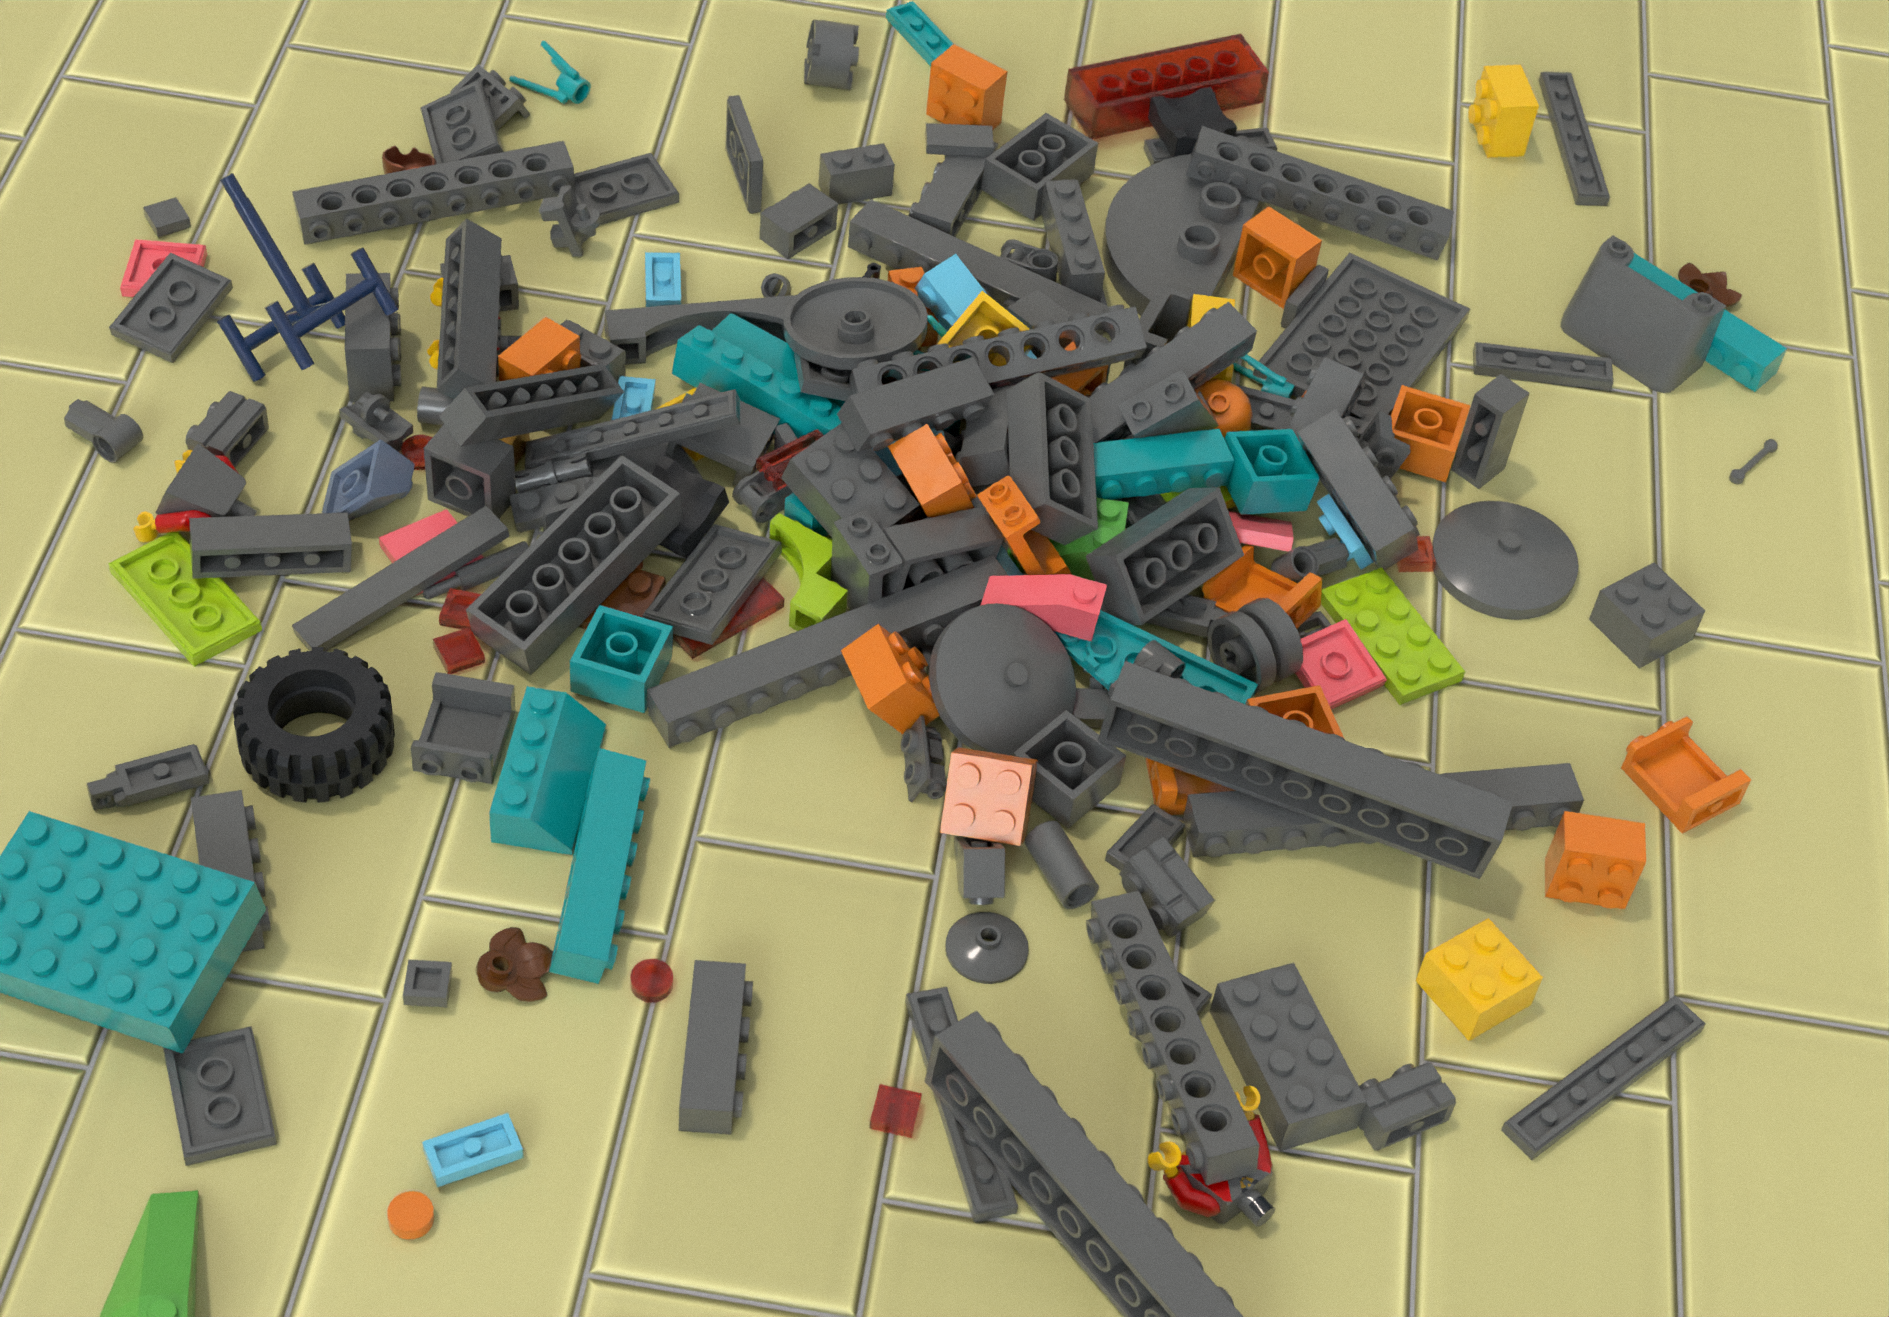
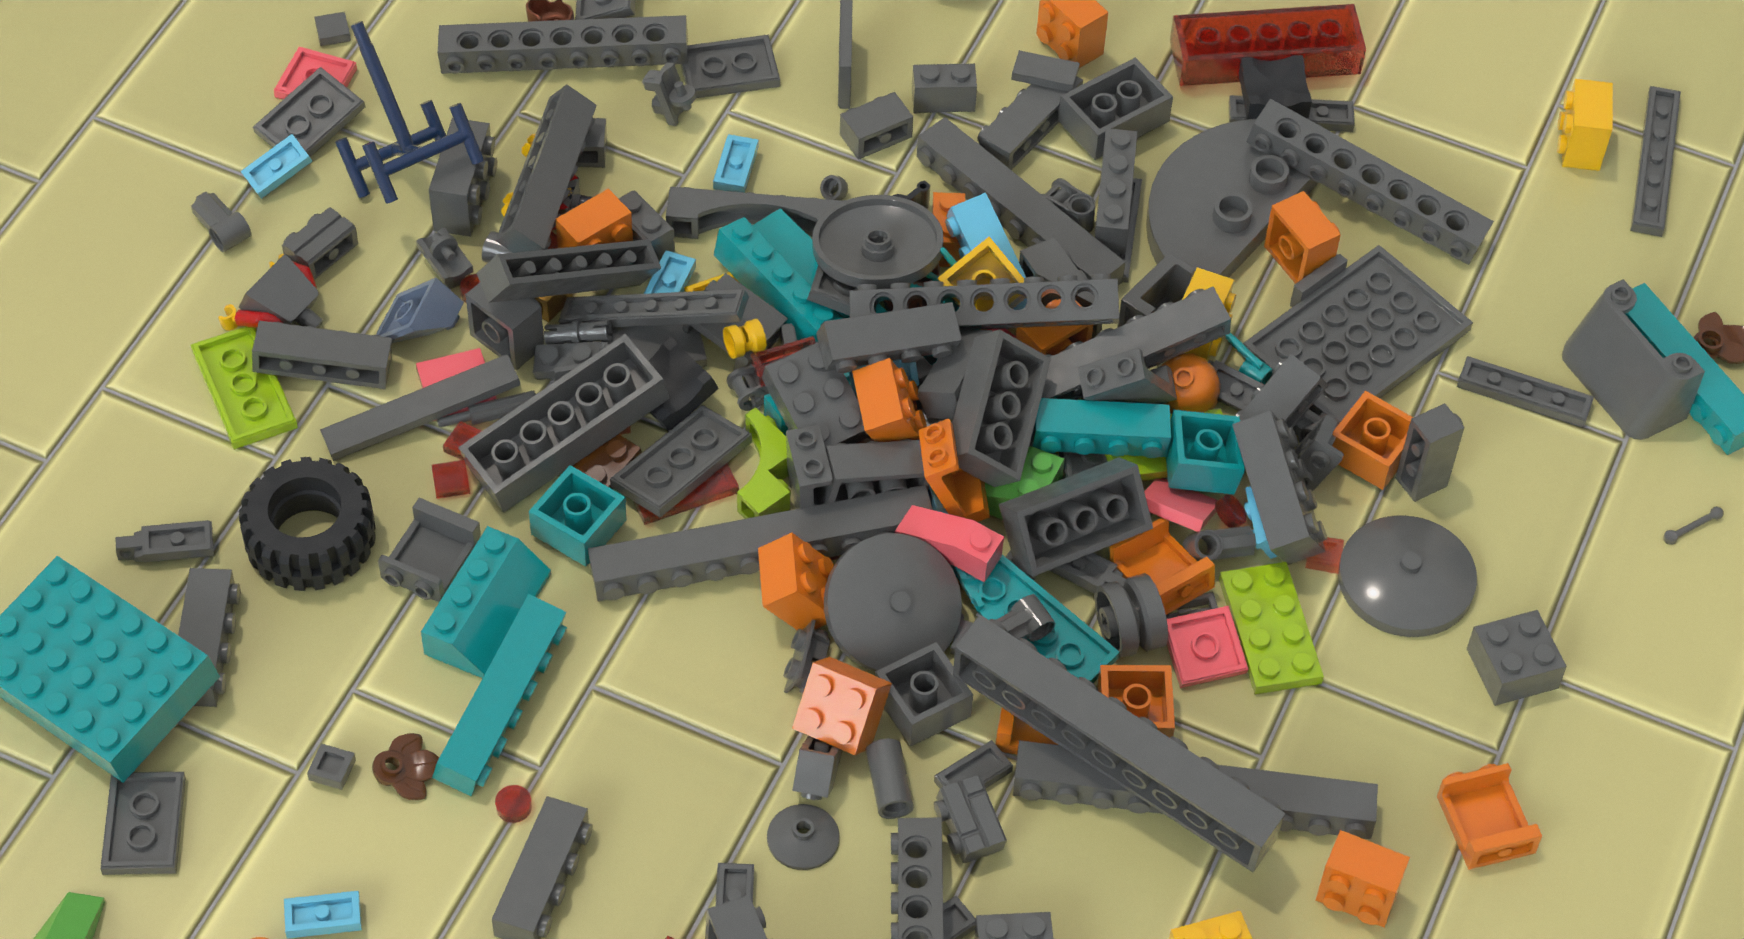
camera: 20 degrees right, 5 degrees up
(151, 361) = (276, 166): none -> medium azure plate
(748, 442) = (744, 338): none -> yellow wheel
(1307, 528) = (1230, 511): none -> clear red tile

